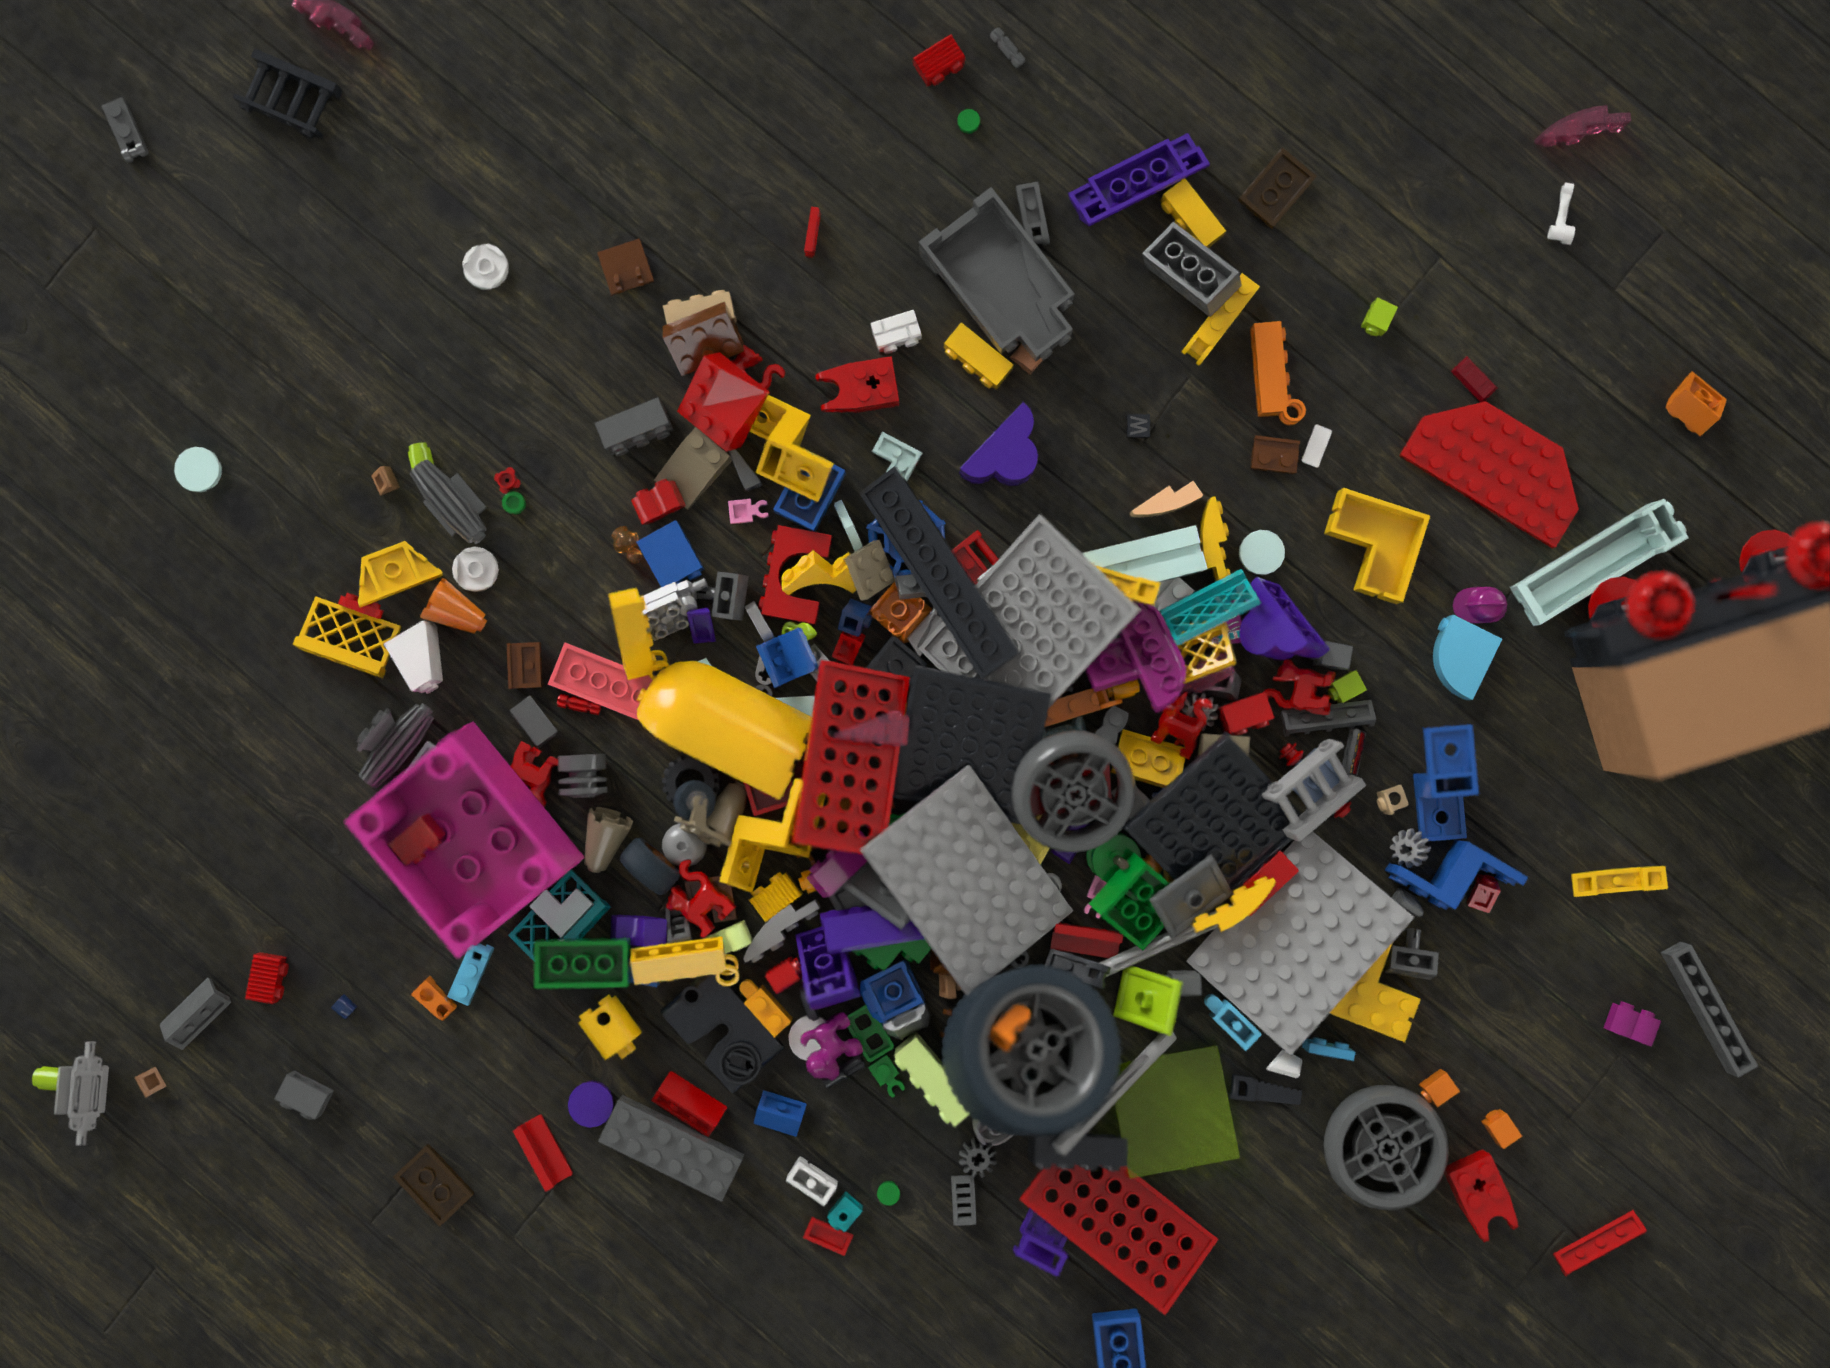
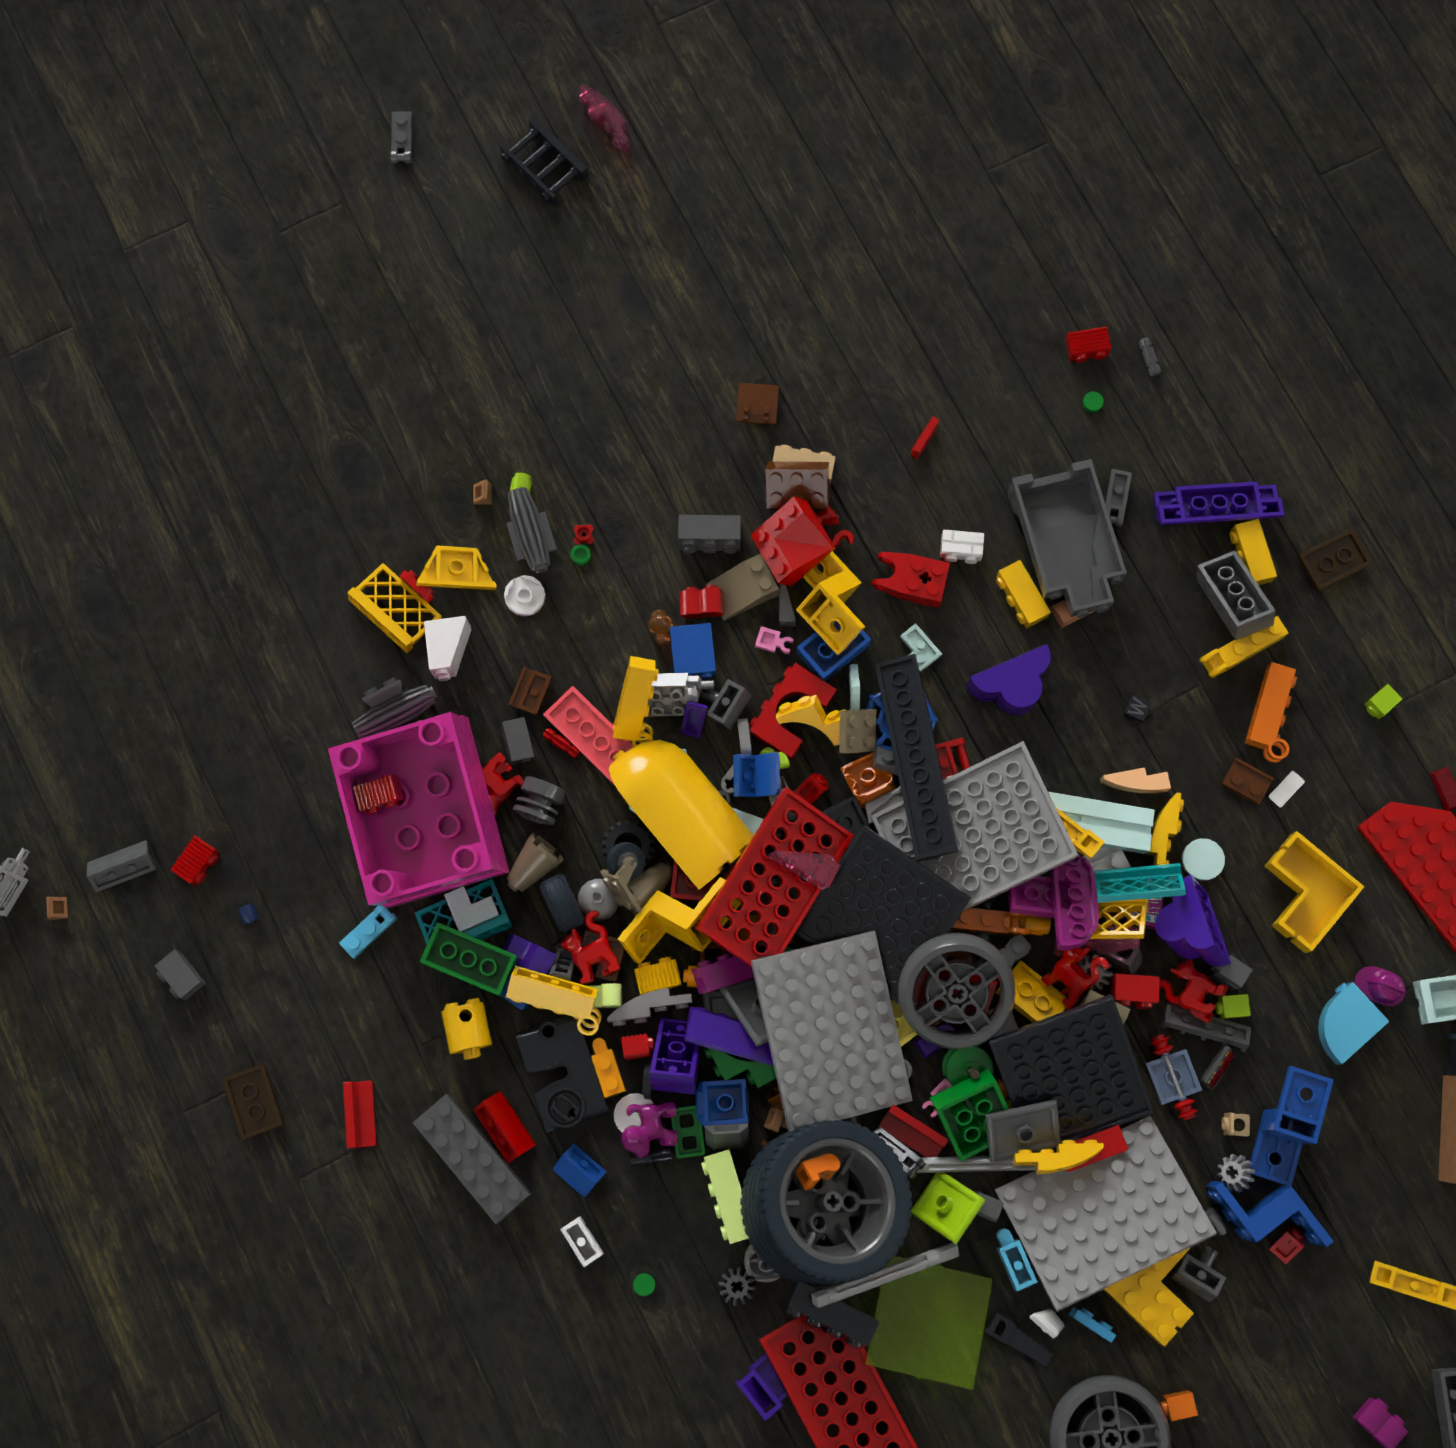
camera: 25 degrees right, 10 degrees down
(197, 469) = (334, 422): light aqua tile -> none
(434, 999) = (327, 939): orange leg -> none
(453, 609) = (492, 619): orange cone -> none
(485, 266) = (642, 357): white tile -> none
(591, 1104) = (419, 1090): dark purple tile -> none
(827, 1236) = (574, 1300): red tile -> none
(844, 1212) = (598, 1284): teal brick -> none
(855, 618) = (827, 767): dark blue brick -> none
(885, 1072) = (687, 1173): green plate -> none
(963, 1220) = (702, 1338): dark grey slope -> none
(1329, 802) = (1182, 1097): light grey fence -> none

